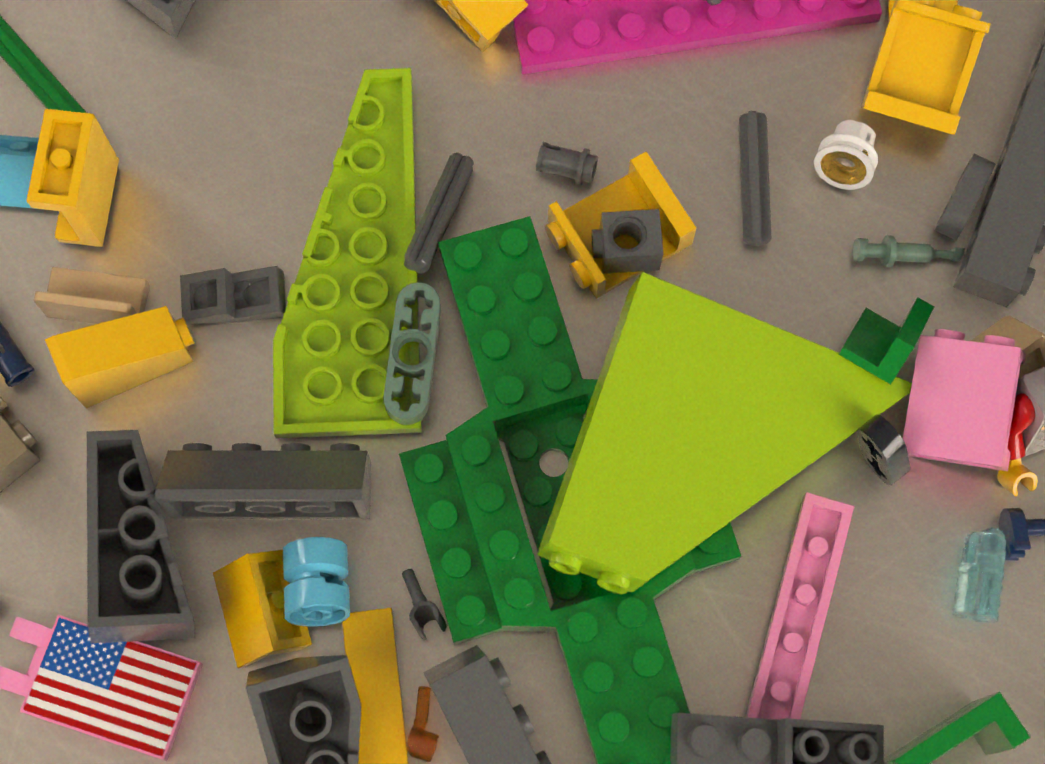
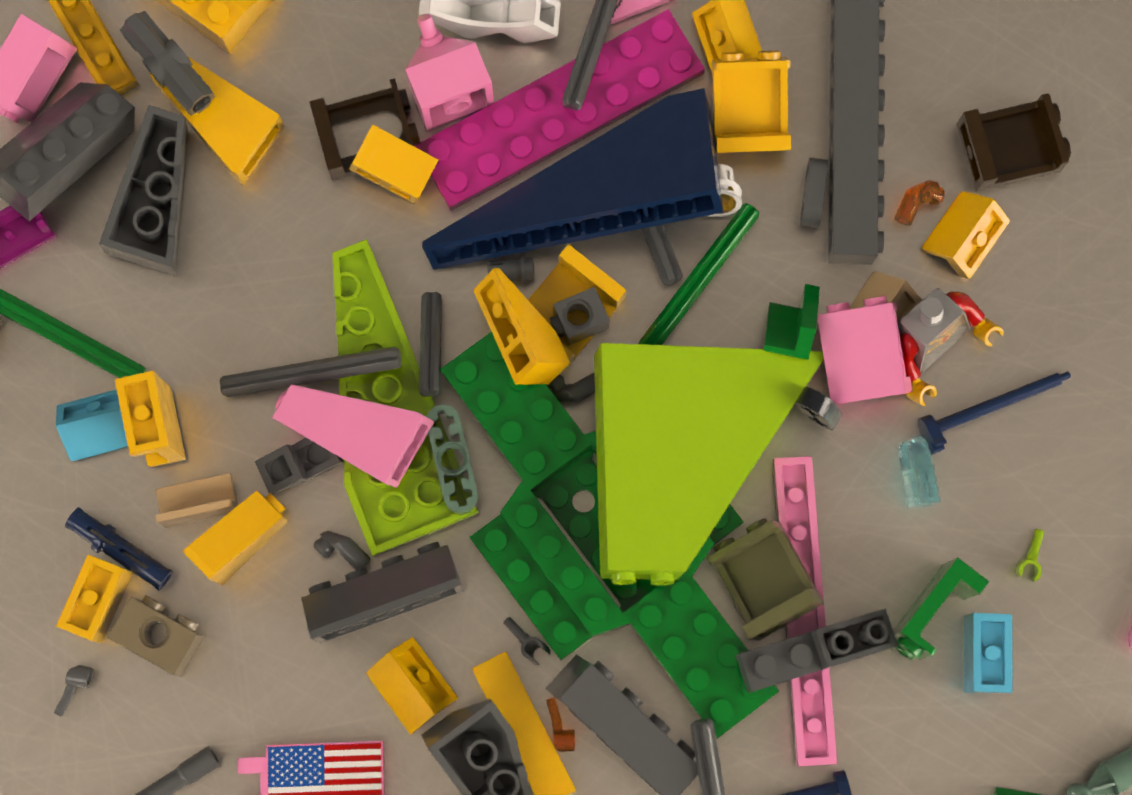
camera: 20 degrees left, 5 degrees up
(130, 560) = (306, 687): dark grey wedge -> none
(245, 411) = (344, 546): none -> dark grey arm
(286, 194) = (311, 372): none -> dark grey axle
(316, 280) = (361, 432): none -> bright pink slope
(316, 585) = (446, 655): medium azure wheel -> none
(551, 234) = (520, 331): none -> yellow slope
(587, 328) = (572, 392): none -> dark grey arm
(744, 634) = (765, 578): none -> olive panel
(747, 100) = (628, 179): none -> dark blue slope
(797, 244) = (701, 276): none -> green axle
(894, 251) = (774, 253): sand green piece -> none

